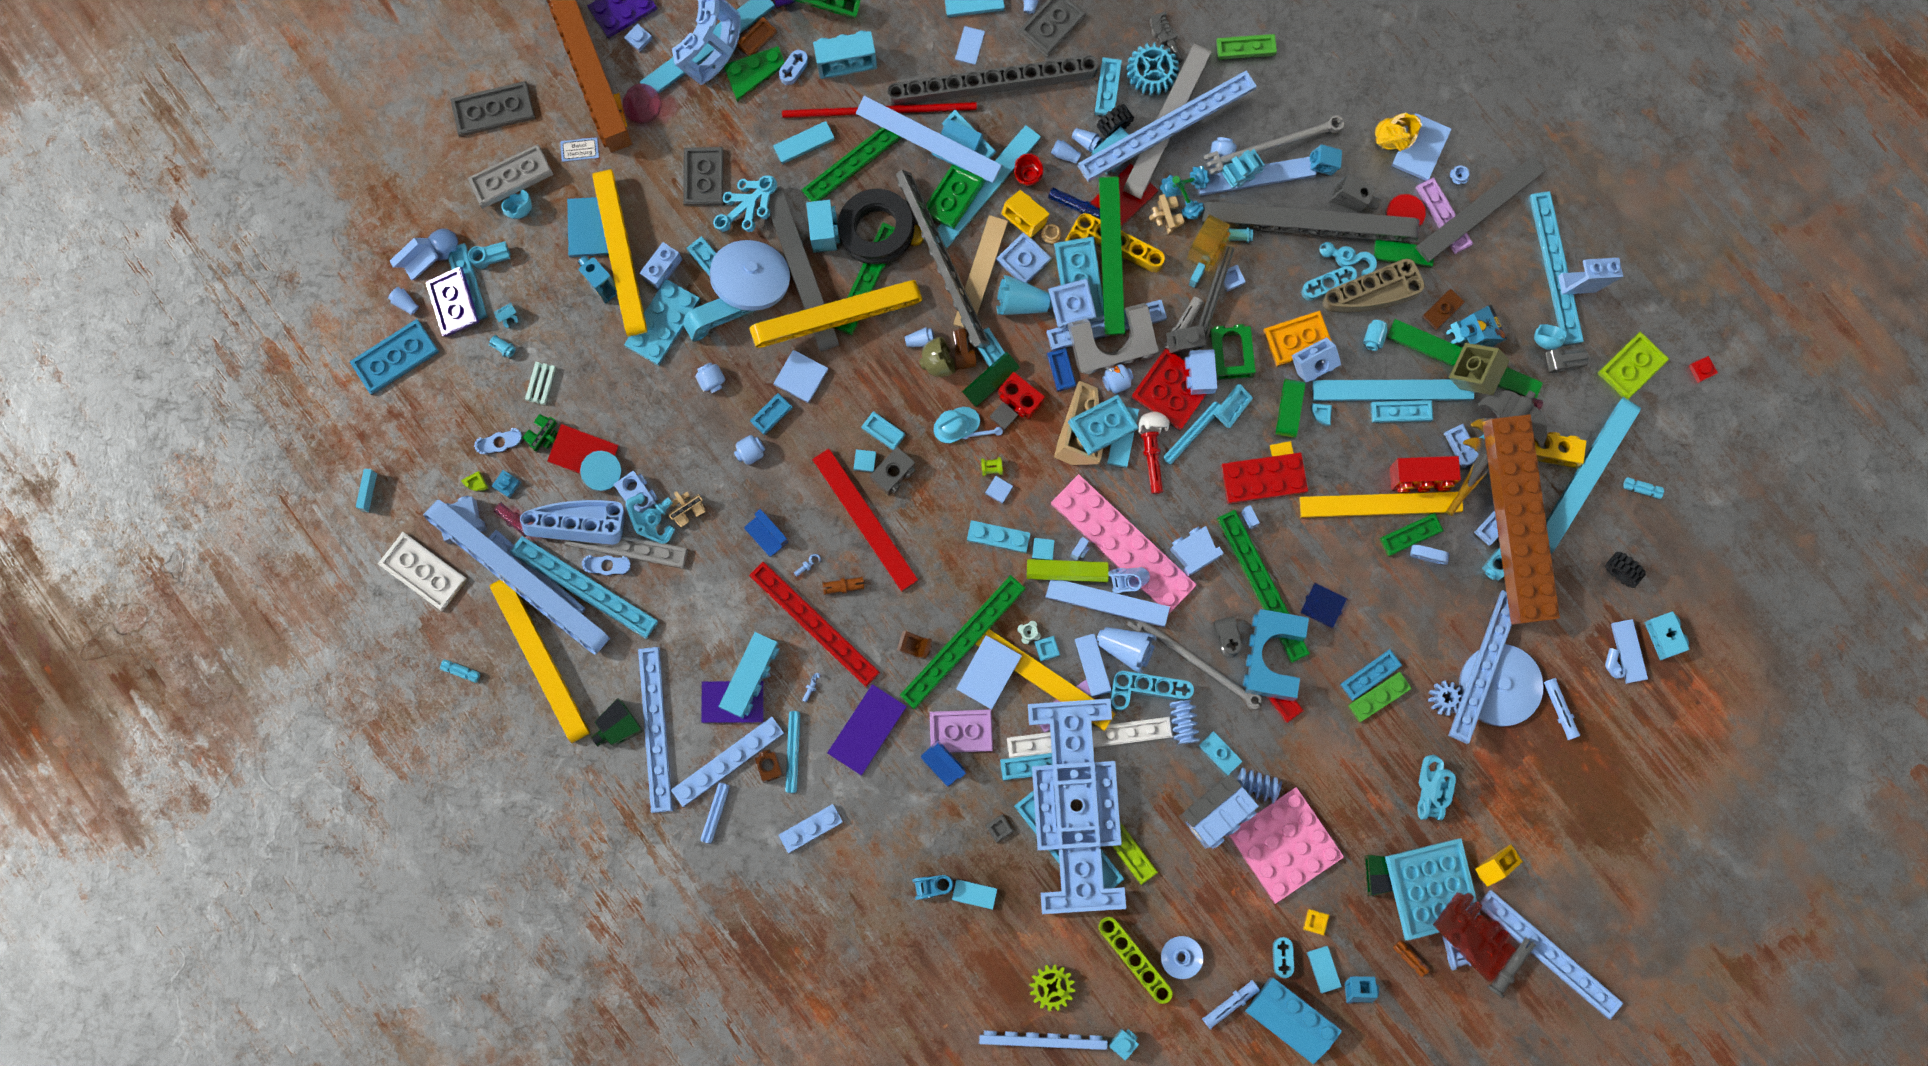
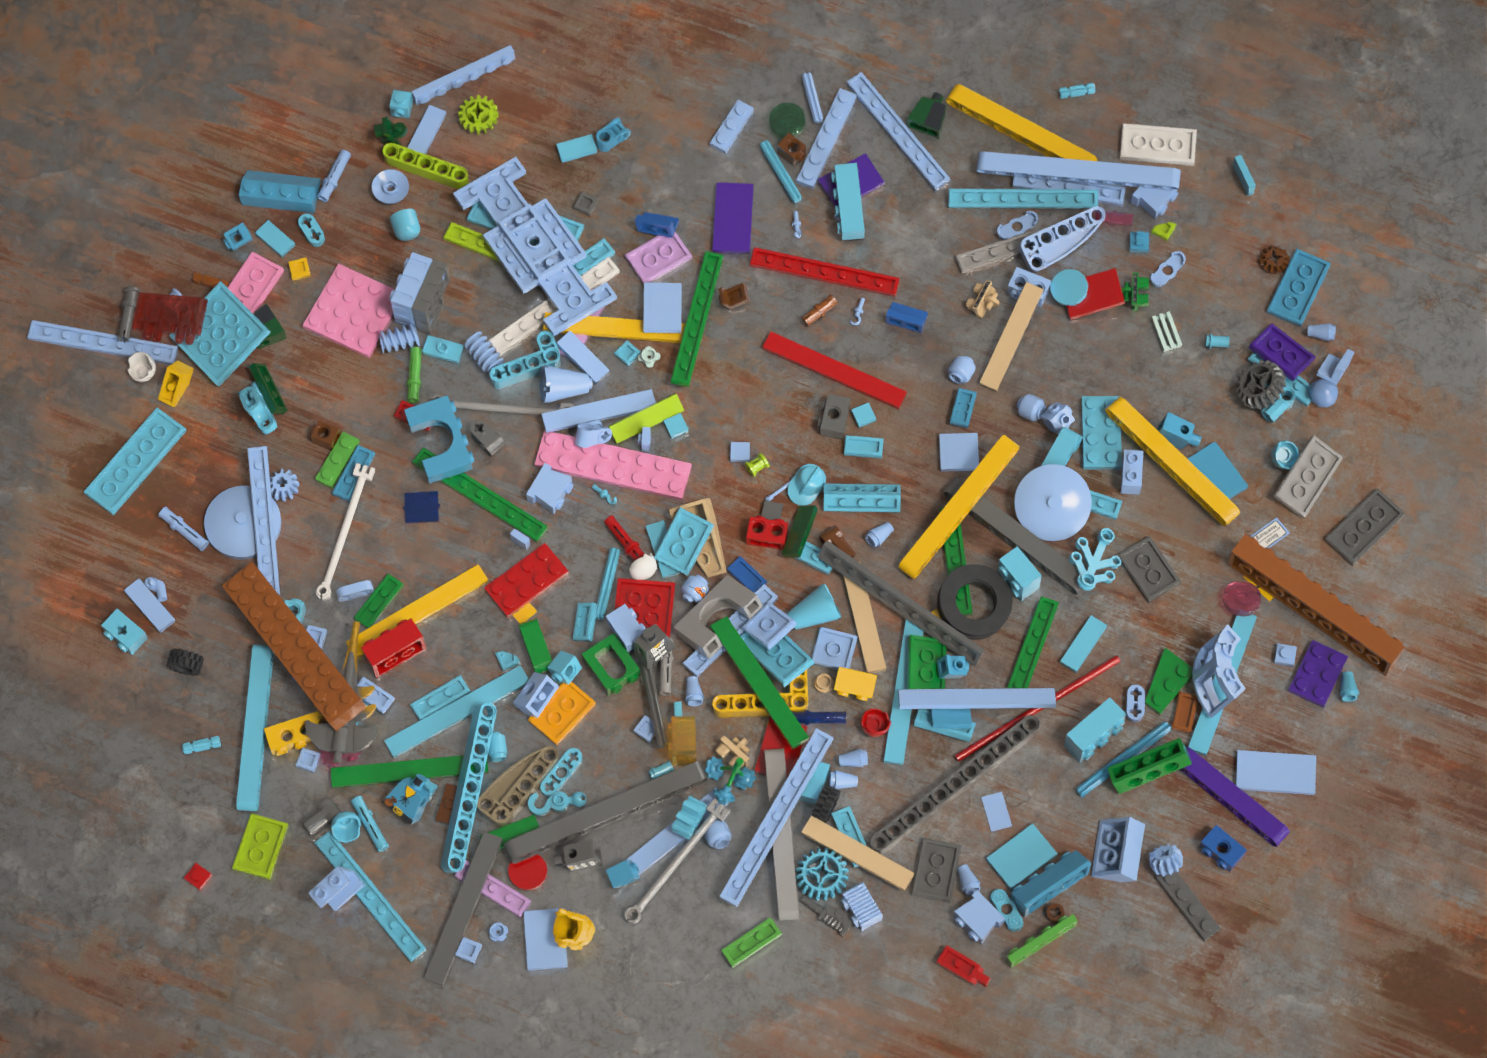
camera: 150 degrees right, 10 degrees down
(400, 403) = (1269, 265): none -> reddish brown gear
(492, 294) = (1272, 383): none -> dark grey gear
(506, 312) = (1232, 367): medium azure tile -> none
(646, 521) = (1004, 270): medium azure piece -> none
(684, 453) = (1011, 336): none -> tan tile
(692, 352) = (1057, 417): none -> light blue brick
(754, 801) = (787, 119): none -> clear green tile
(834, 26) = (1134, 750): none -> dark azure axle
(914, 376) = (862, 497): none -> medium azure fence
(928, 178) = (952, 667): none -> dark azure brick
(937, 359) = (853, 521): olive cylinder -> none
(998, 536) = (718, 416): medium azure plate -> none
(1113, 65) = (857, 853): none -> tan tile
(1113, 1001) = (427, 129): none -> light blue tile
(1135, 24) = (861, 906): none -> light blue brick
(1147, 520) = (604, 494): none -> medium azure hand
(1151, 1015) = (389, 131): none -> dark green hips
(1171, 288) = (694, 694): none -> light blue cone
(1189, 904) = (405, 224): none -> medium azure helmet
(1265, 736) = (413, 382): none -> bright green pin
(1277, 370) = (564, 668): none -> medium azure brick
(1367, 662) = (362, 476): none -> white hinge
(1370, 931) = (255, 281): none -> bright pink tile
(1371, 725) = (326, 442): none -> reddish brown brick
(1411, 807) = (268, 388): none -> dark green tile
(1422, 307) = (462, 794): none -> medium azure beam
(1479, 368) = (392, 753): olive brick -> none
(1494, 172) = (468, 950): none -> light blue plate
(1525, 330) = (360, 805): none -> medium azure pin
(1525, 900) = (141, 367): none -> white hair
(1553, 420) = (308, 760): none -> light blue tile
(1575, 808) = (135, 461): none -> medium azure tile

